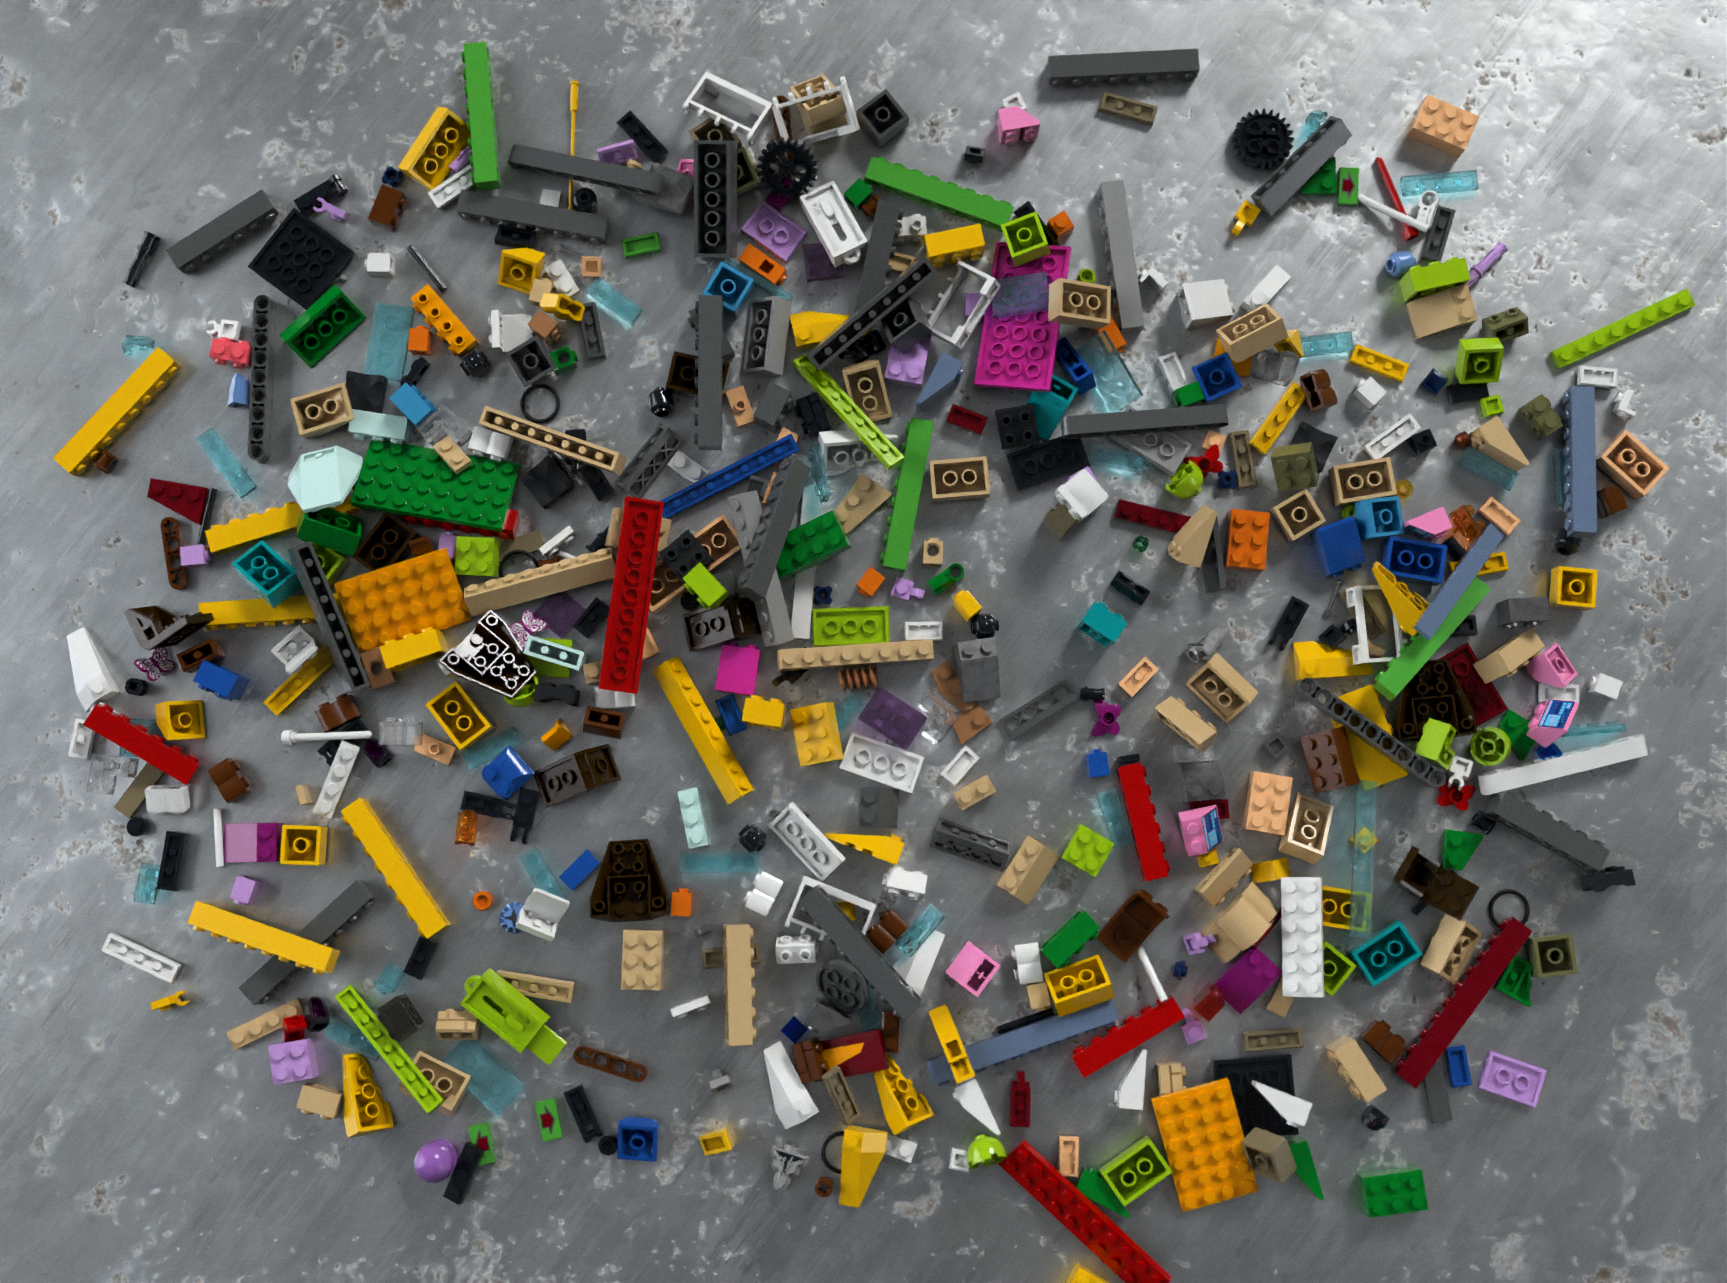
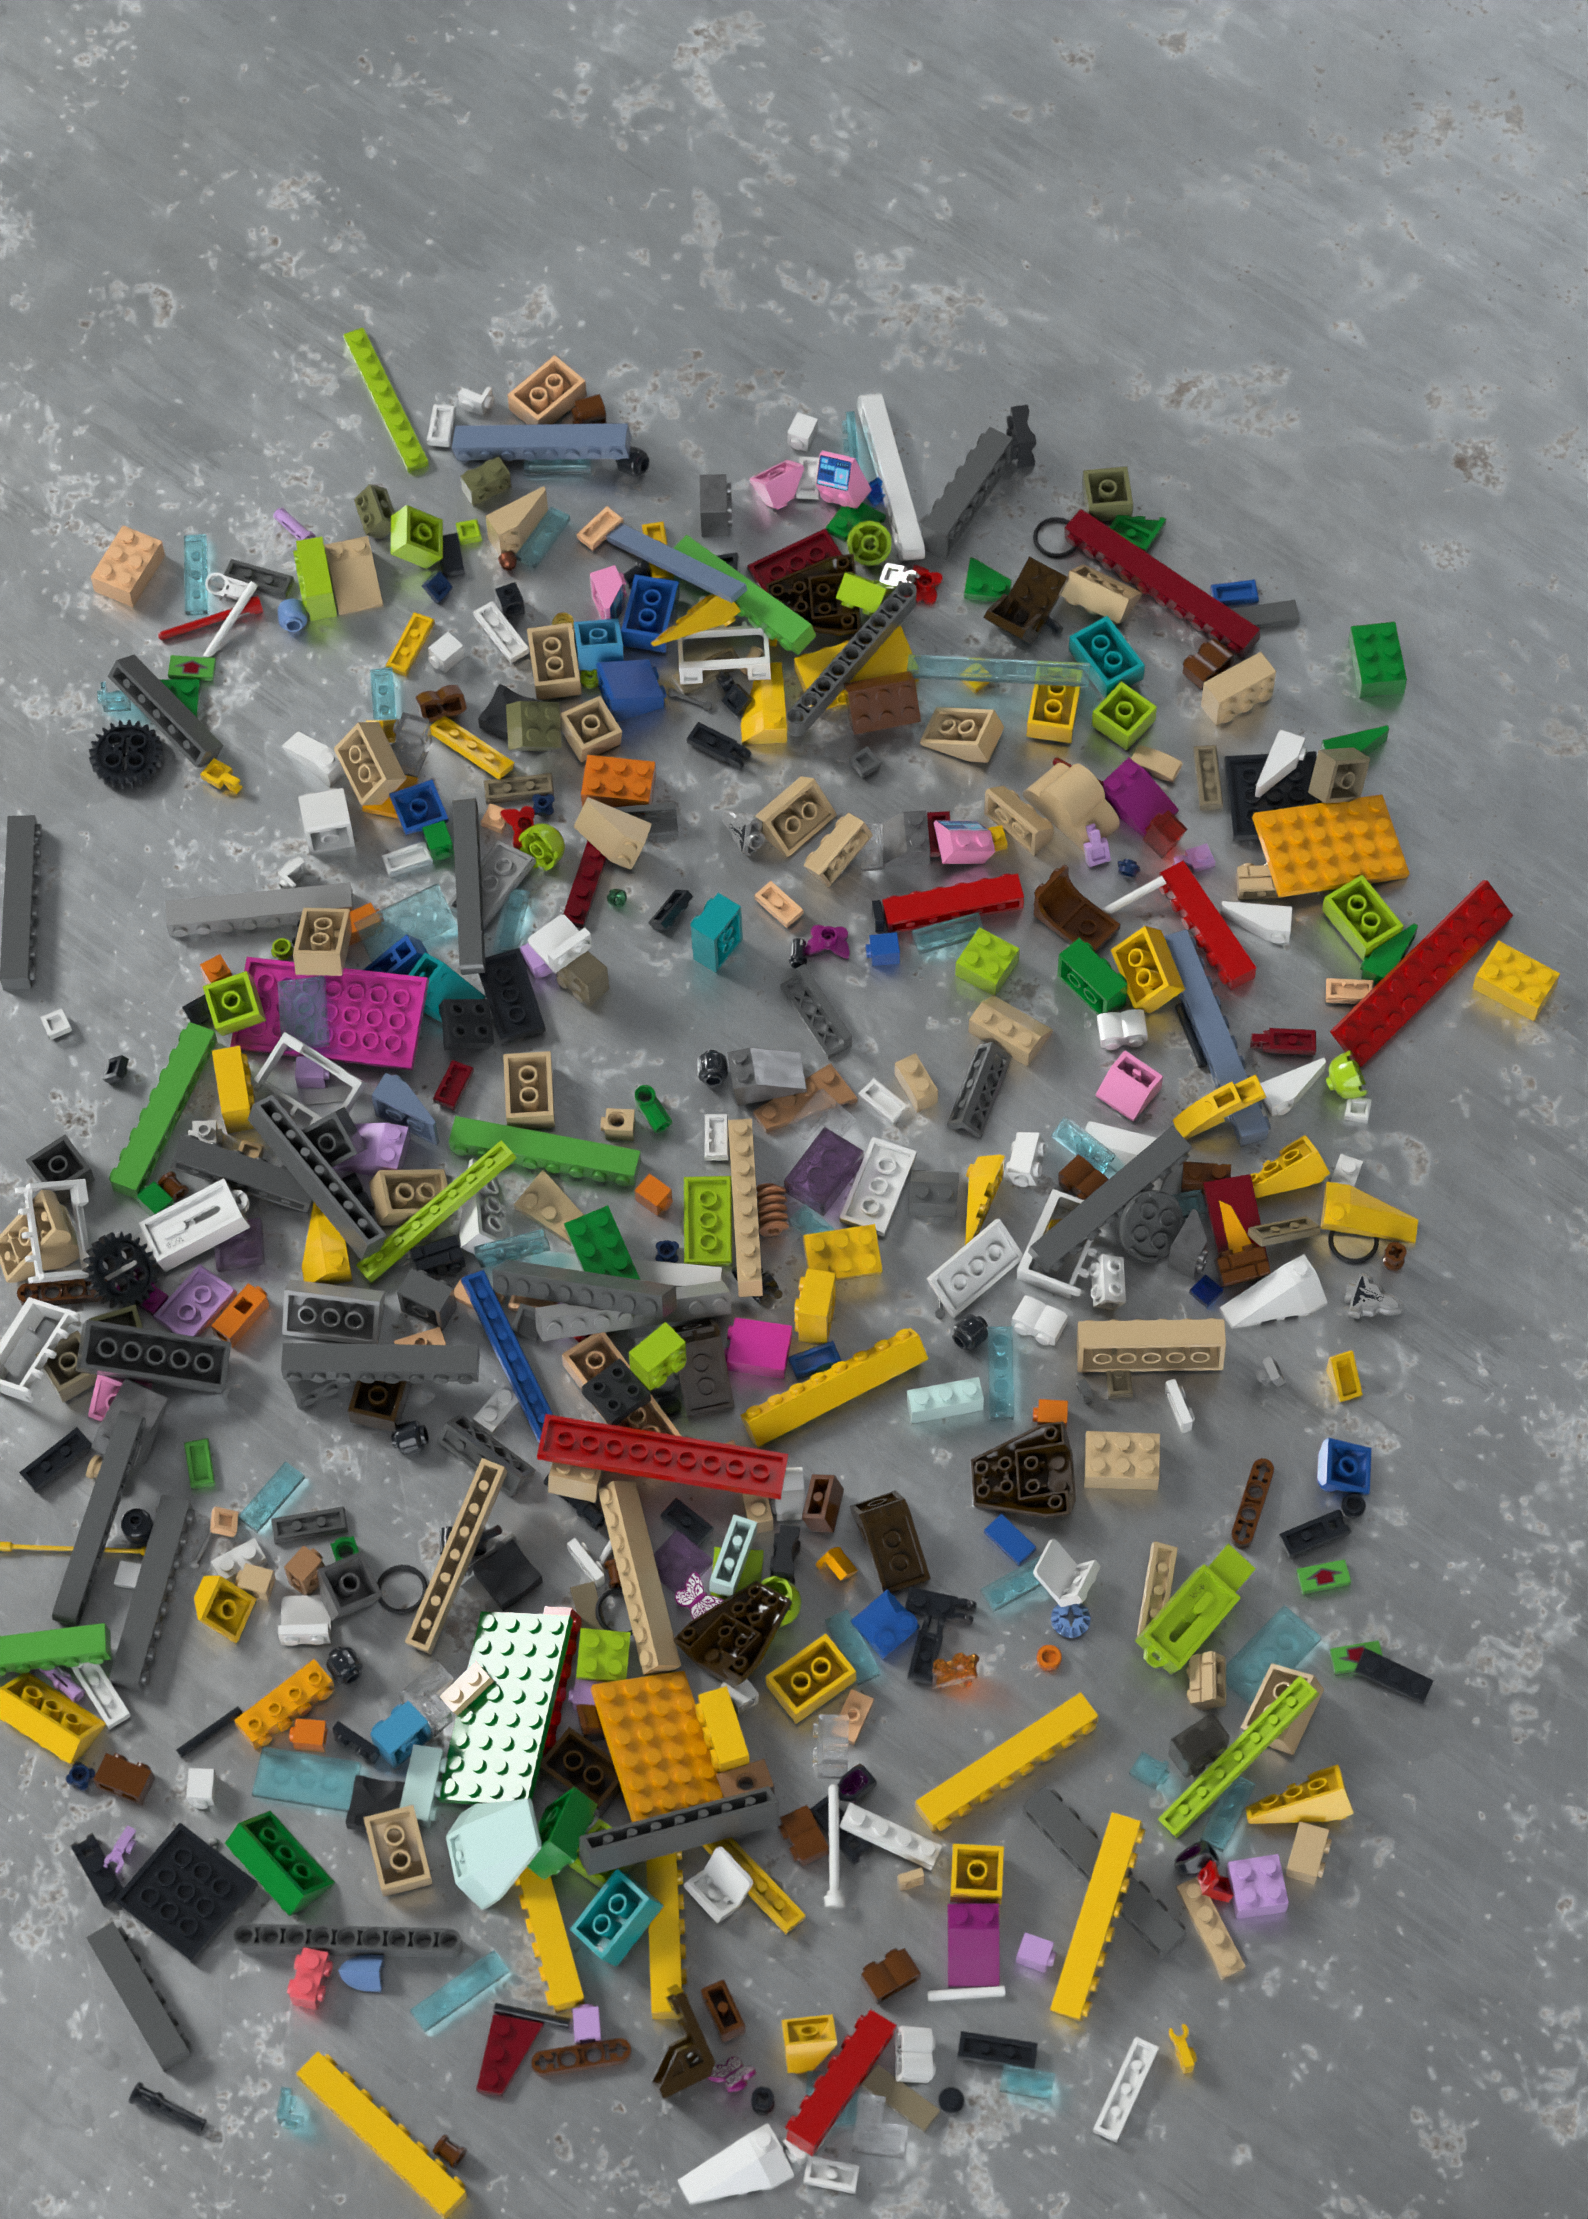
camera: 90 degrees left, 20 degrees down
(221, 680) = (757, 1980): blue brick -> none
(227, 328) = (275, 1990): white plate -> none
(421, 958) = (1122, 1731): black plate -> none
(436, 1161) = (1379, 1706): medium lavender tile -> none
(490, 444) = (454, 1645): white brick -> none
(515, 237) = (178, 1616): black plate -> none
(562, 306) = (278, 1549): yellow brick -> none
(597, 481) = (511, 1514): black plate -> none
(618, 153) = (75, 1487): lavender plate -> none
(733, 287) = (262, 1351): dark azure brick -> none
(761, 282) = (258, 1322): clear light blue tile -> none
(904, 589) = (663, 1160): lavender plate -> none
(966, 605) = (687, 1082): yellow brick -> none
(1016, 125) = (85, 1017): bright pink slope -> none
(1038, 996) = (1161, 1018): tan brick -> none
(1128, 108) = (71, 900): dark tan tile -> none
(1267, 803) = (932, 772): light nougat brick -> none
(1270, 870) = (1011, 772): yellow slope -> none
(1302, 937) = (1088, 733): white plate -> none
(1374, 1118) = (1295, 675): black rock -> none
(1465, 522) = (611, 555): clear orange hips -> none
(1483, 822) = (956, 557): black bush -> none
(1510, 656) = (765, 519): tan wedge -> none
(1512, 1079) = (1247, 541): lavender tile -> none
(1573, 588) = (687, 456): yellow brick -> none

